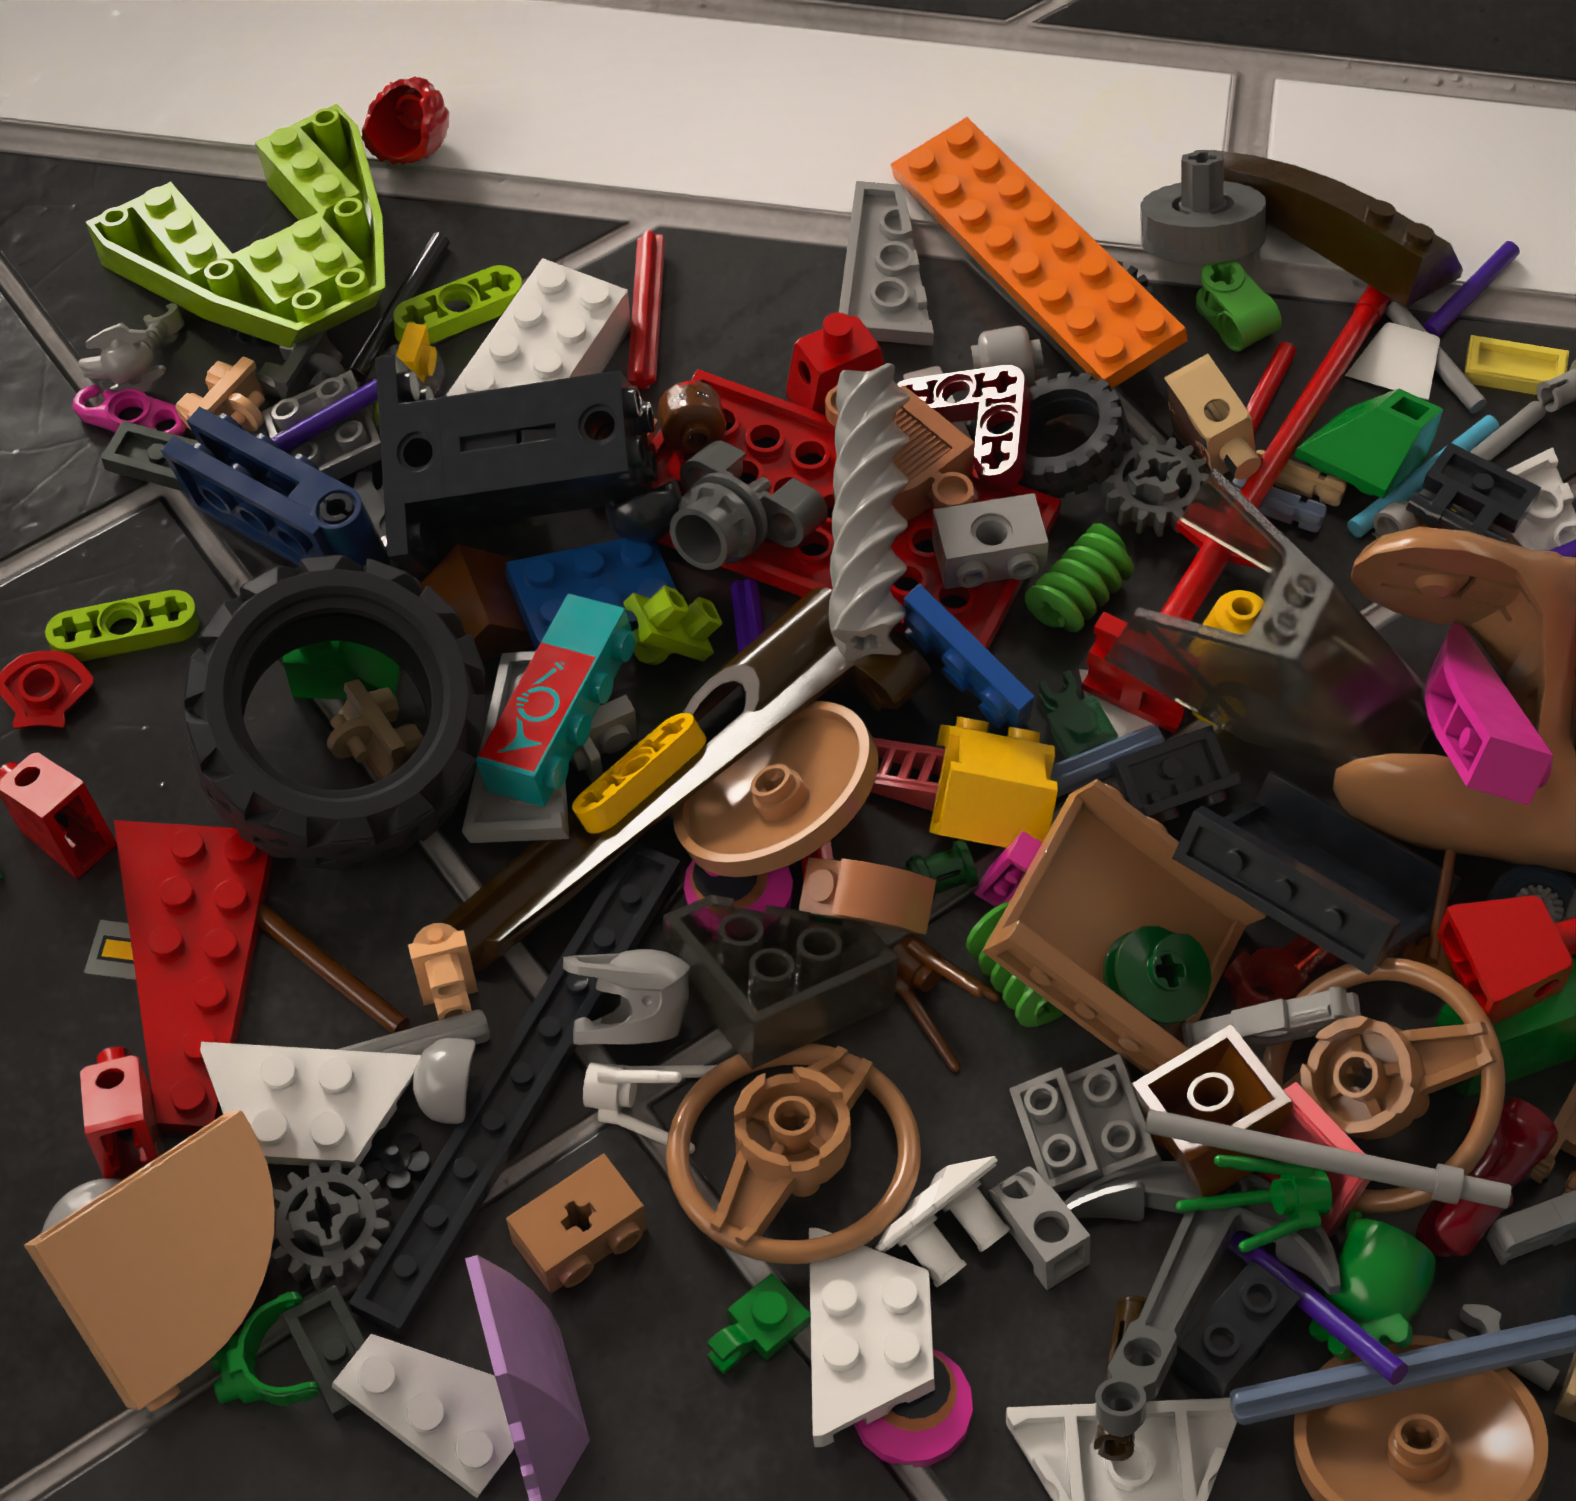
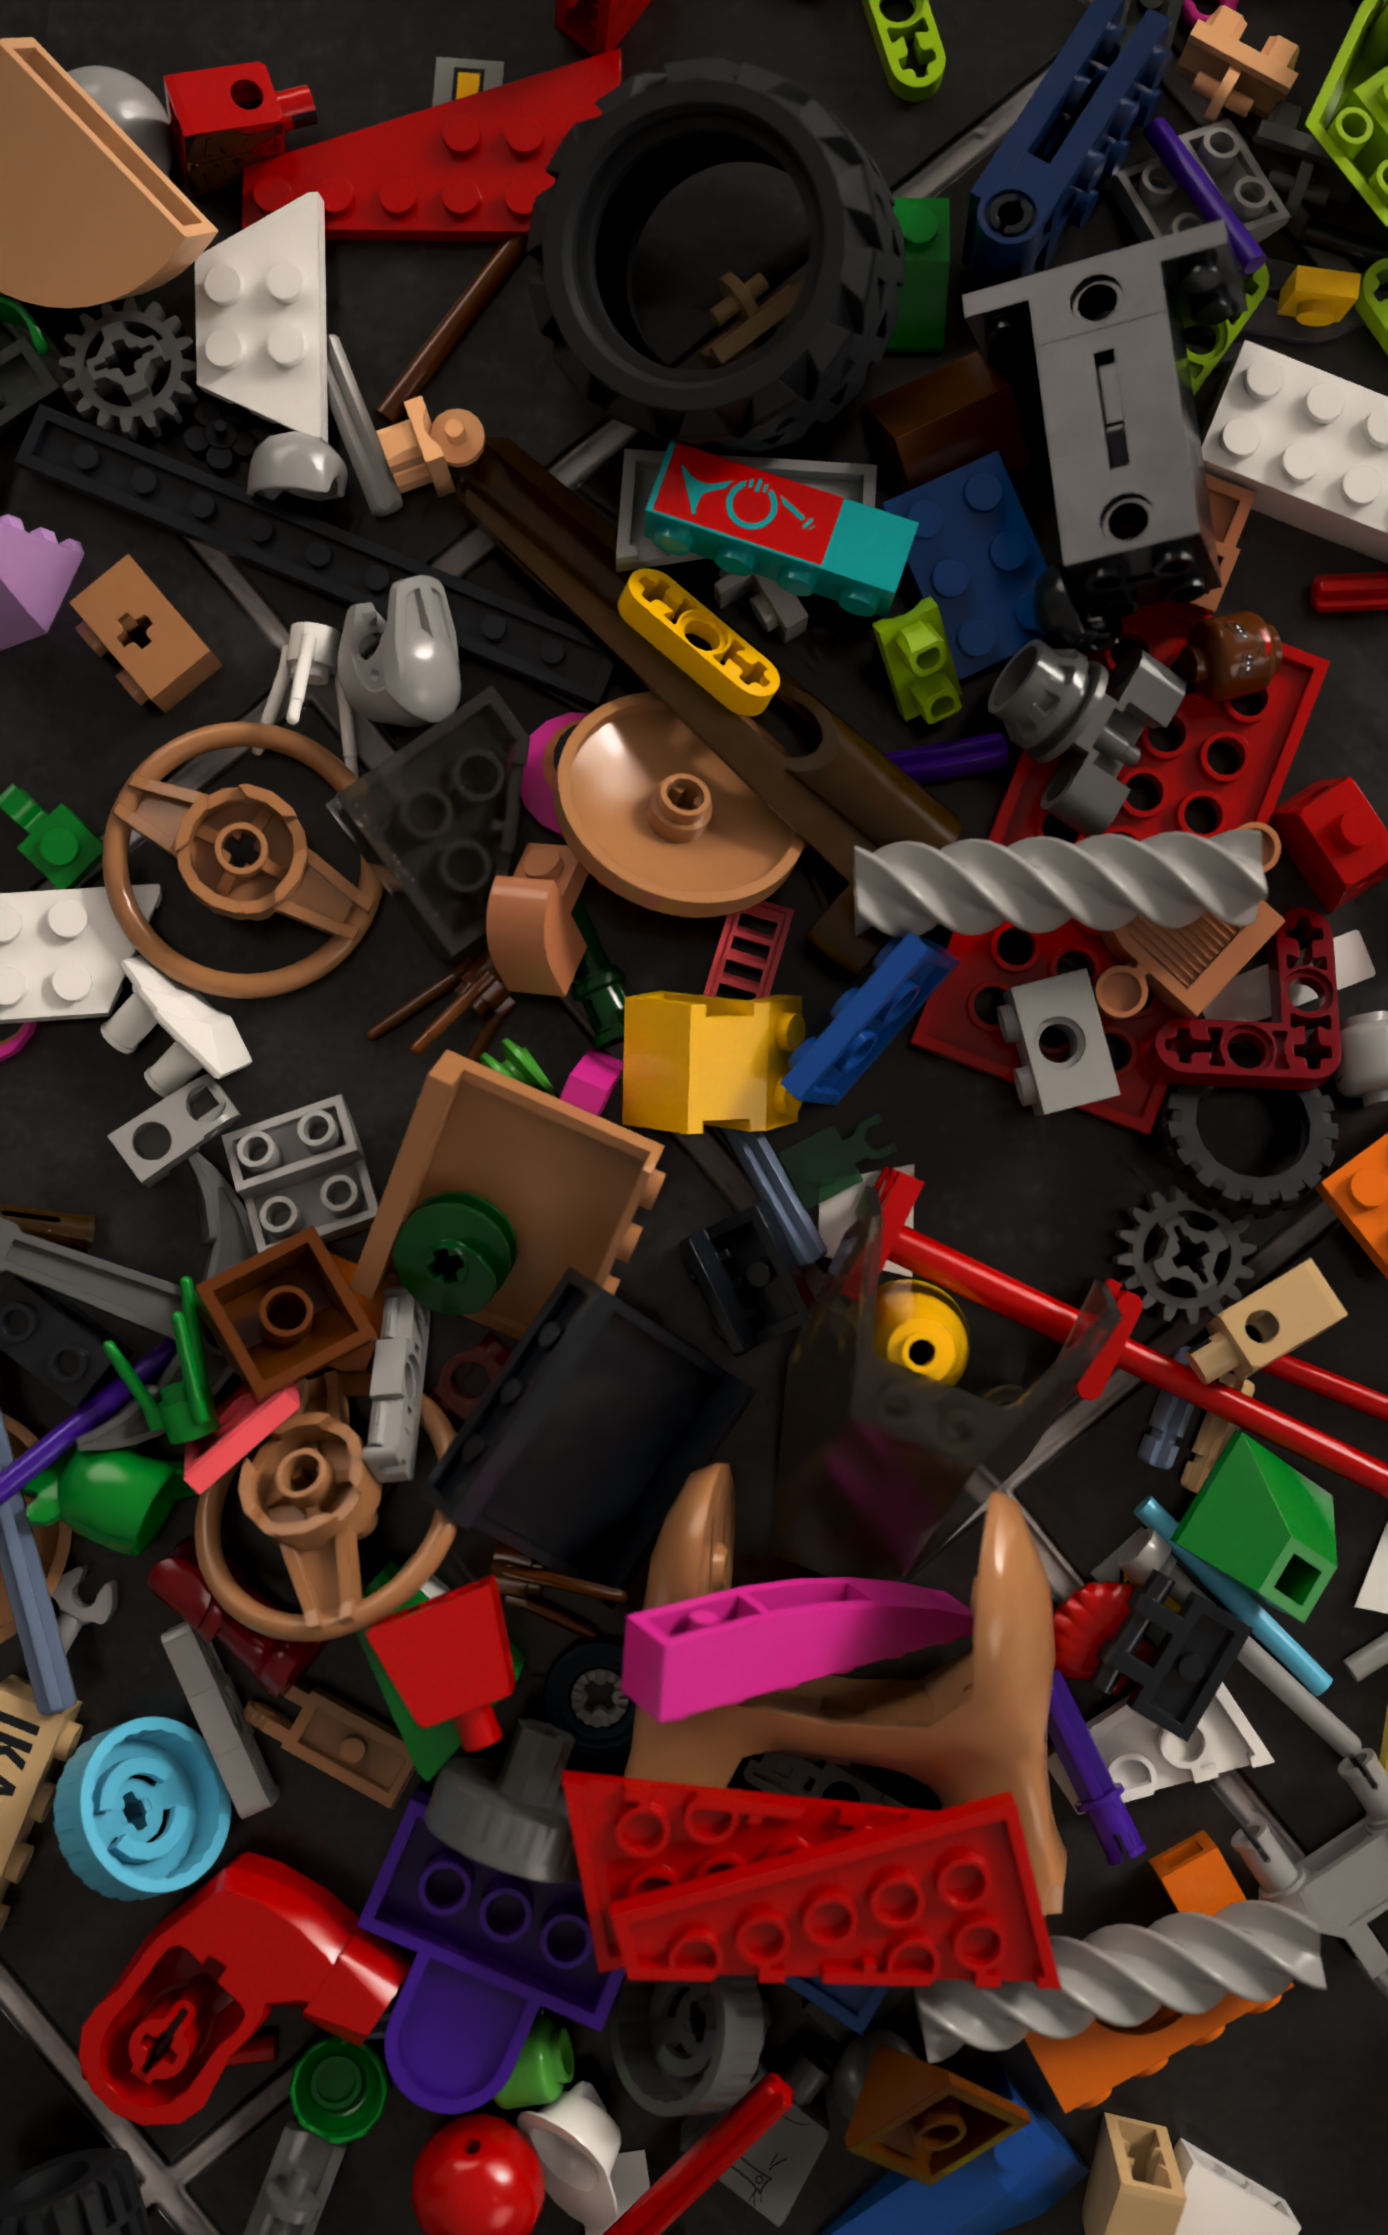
camera: 85 degrees right, 30 degrees up
(1081, 580) = (1026, 1163): bright green piece -> none
(1444, 1182) = (174, 1566): light grey bar -> none

